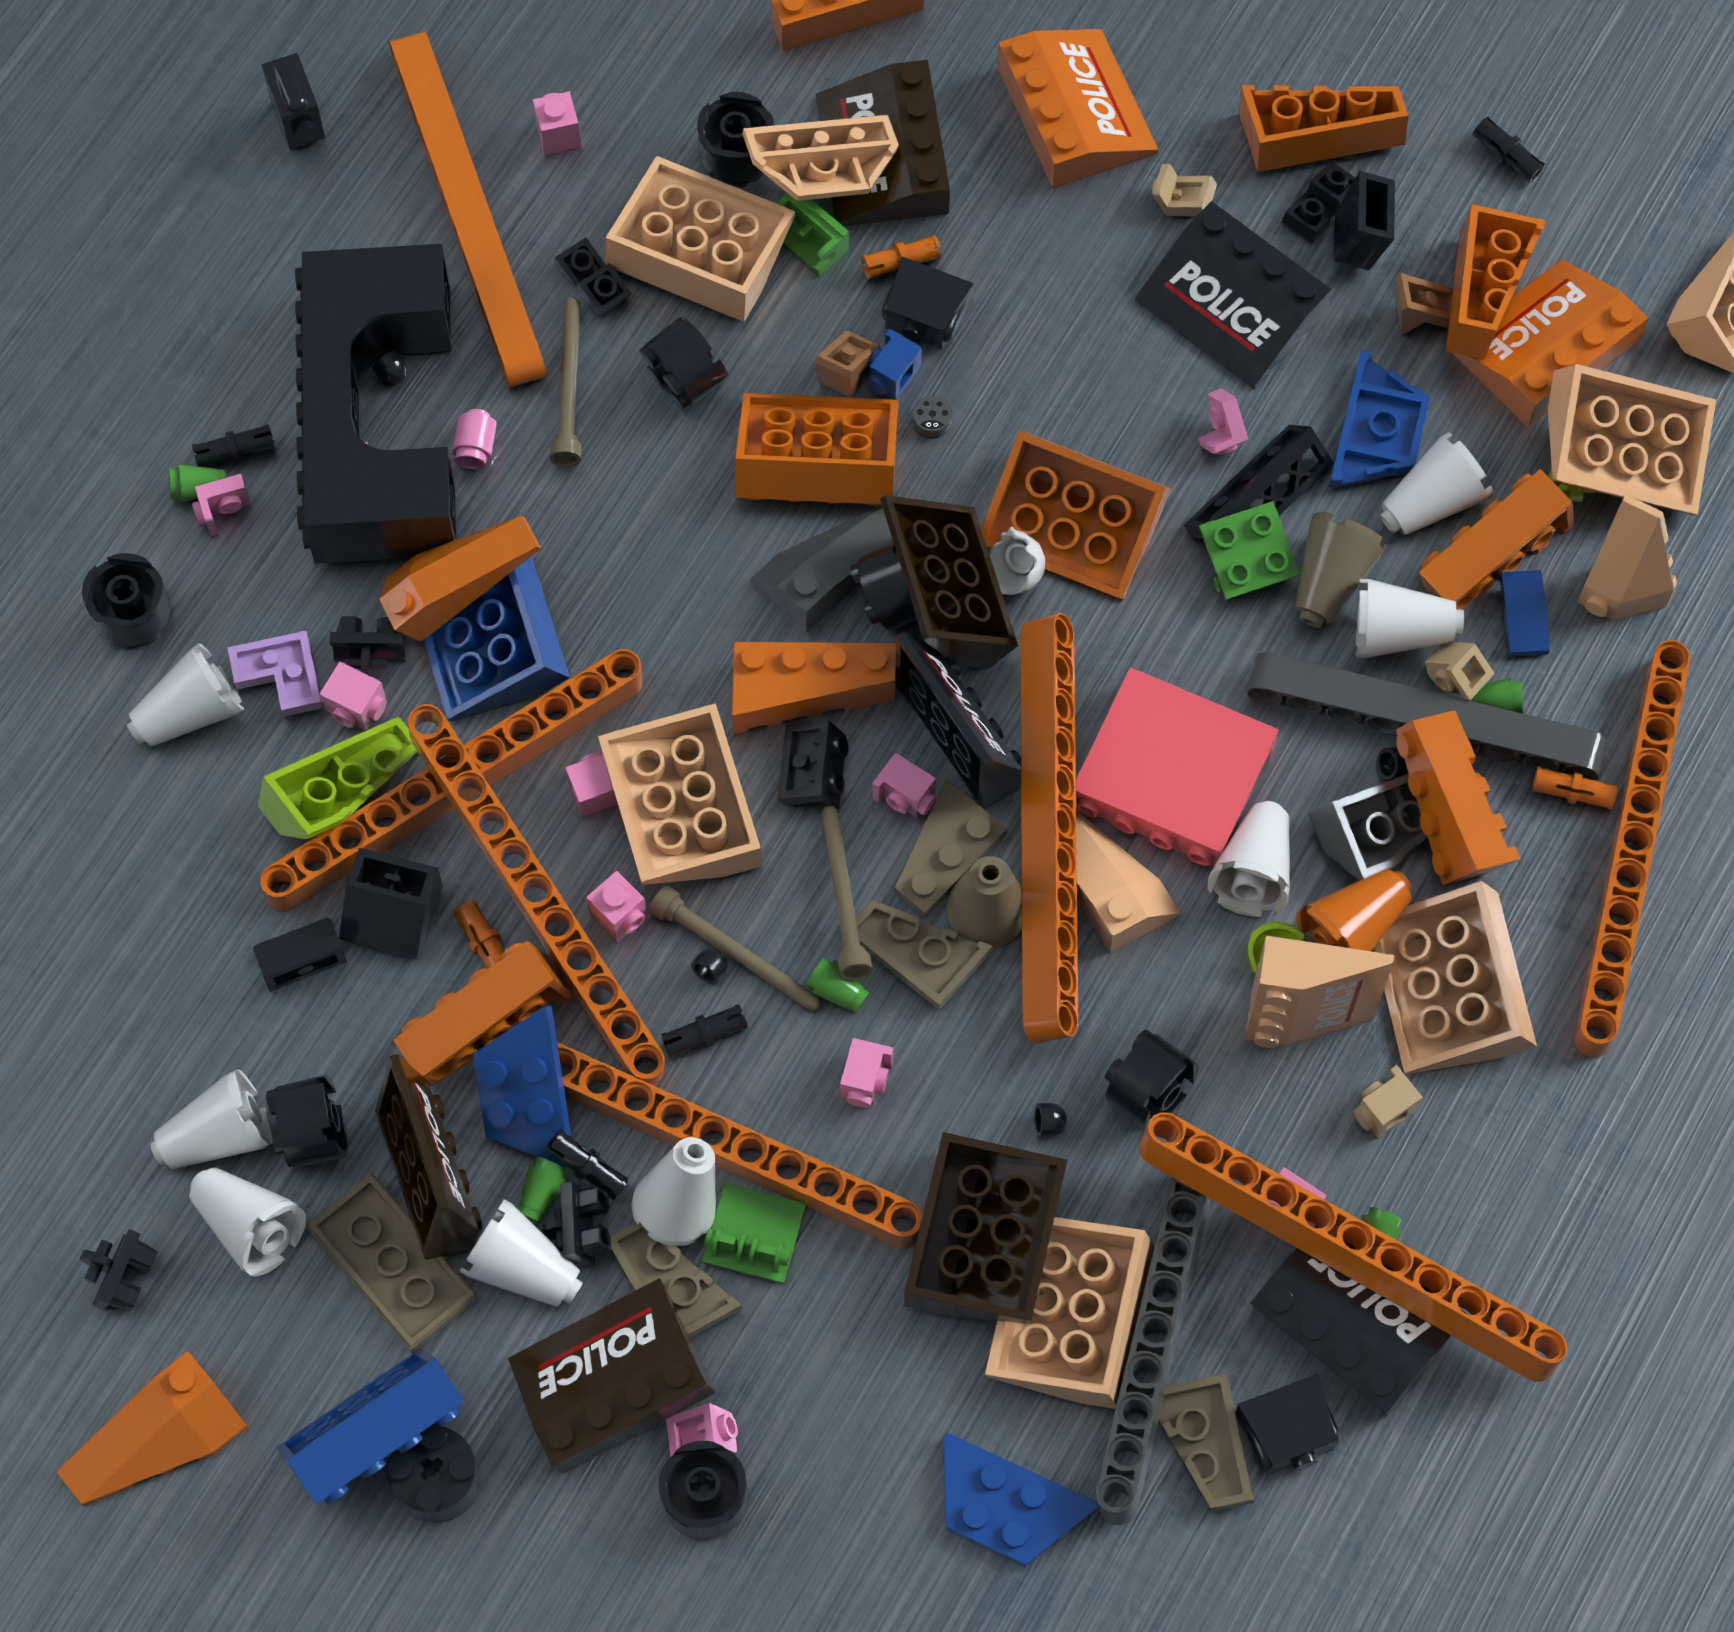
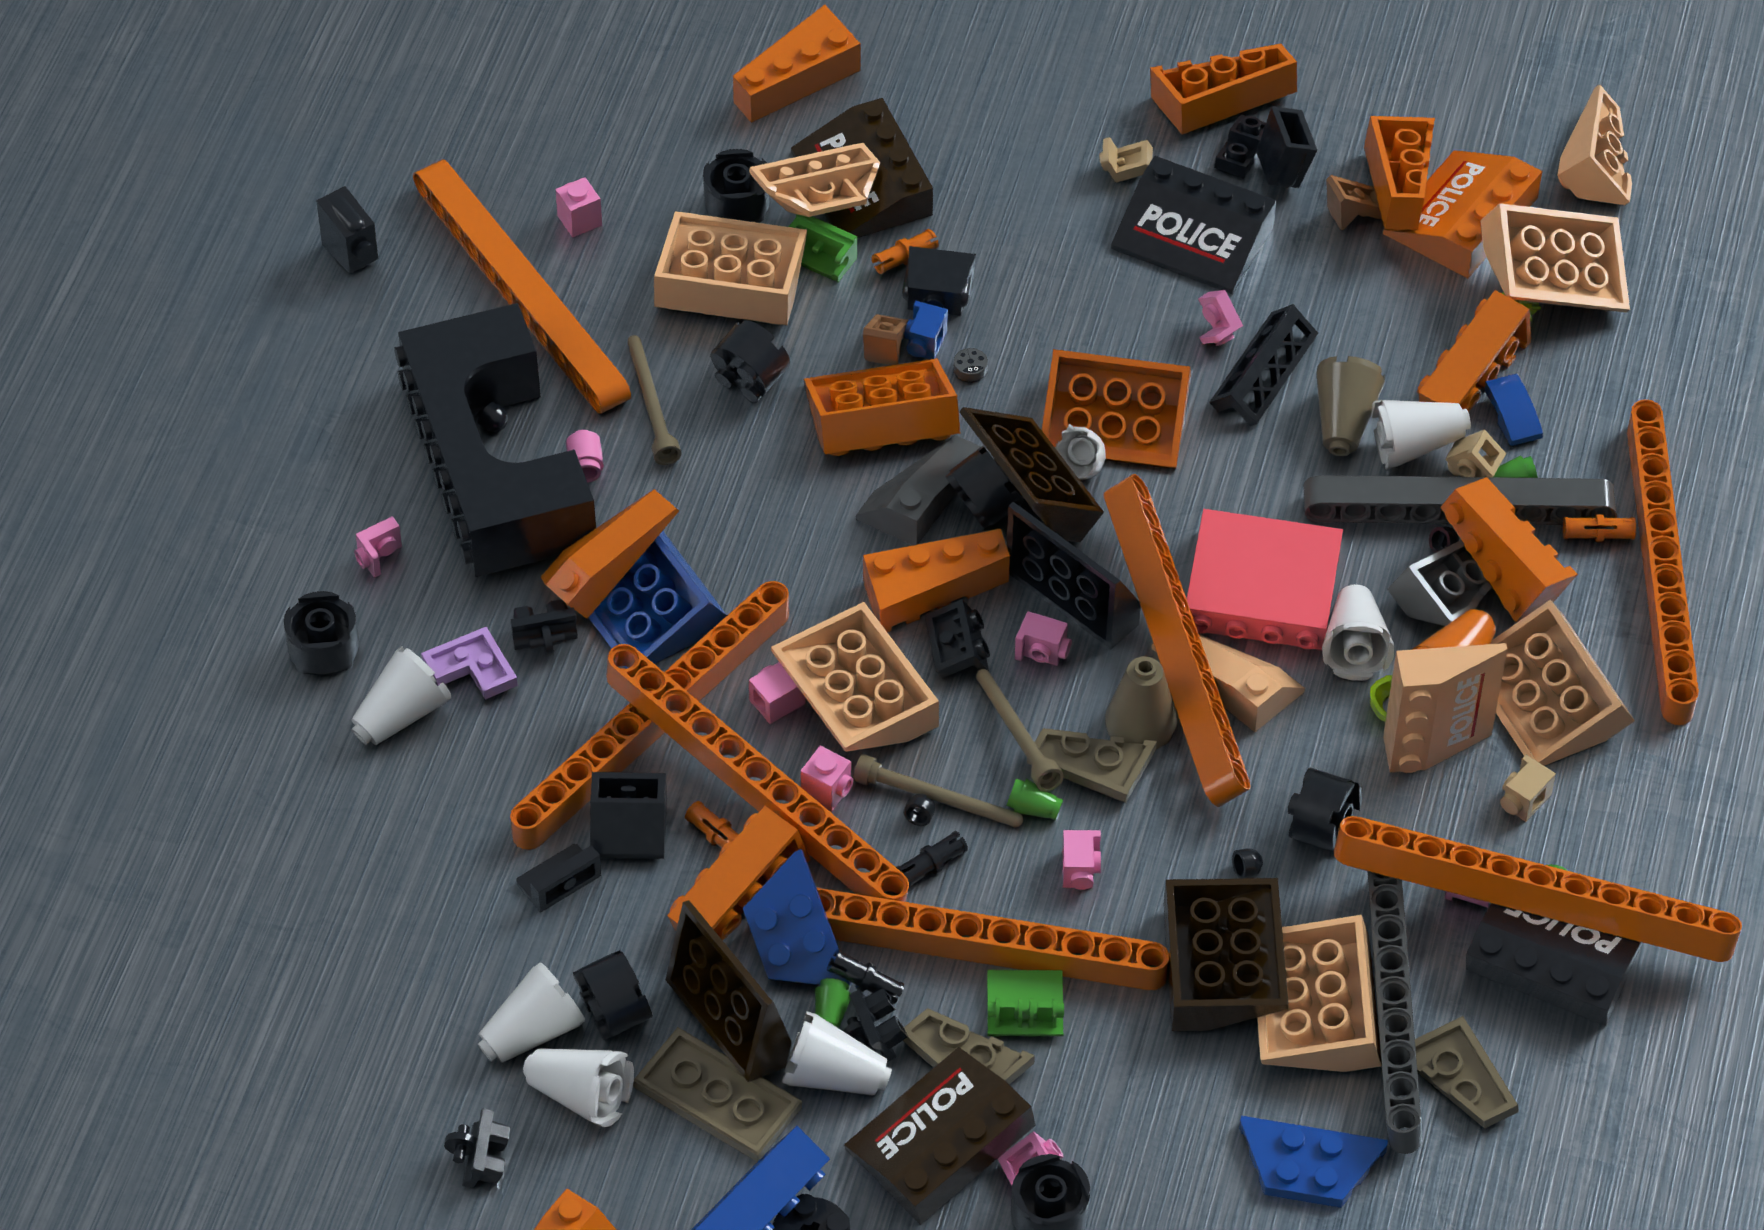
camera: 15 degrees left, 15 degrees down
(186, 477) = (341, 536): bright green cone -> none
(233, 446) = (375, 502): black pin -> none
(335, 781) = (546, 734): lime wedge -> none
(353, 697) = (543, 668): bright pink brick -> none
(591, 277) = (643, 319): black slope -> none
(678, 1194) = (955, 974): white cone -> none
(948, 845) = (1090, 681): dark tan wing -> none
(1073, 102) = (1009, 113): orange slope -> none
(1249, 550) = (1272, 406): bright green hinge -> none
(1289, 1425) = (1528, 1045): black torso -> none
(1379, 427) = (1347, 298): blue wing -> none
(1435, 488) = (1412, 328): white cone -> none
(1508, 149) = (1383, 78): black pin -> none
(1631, 565) = (1594, 345): light nougat wedge -> none

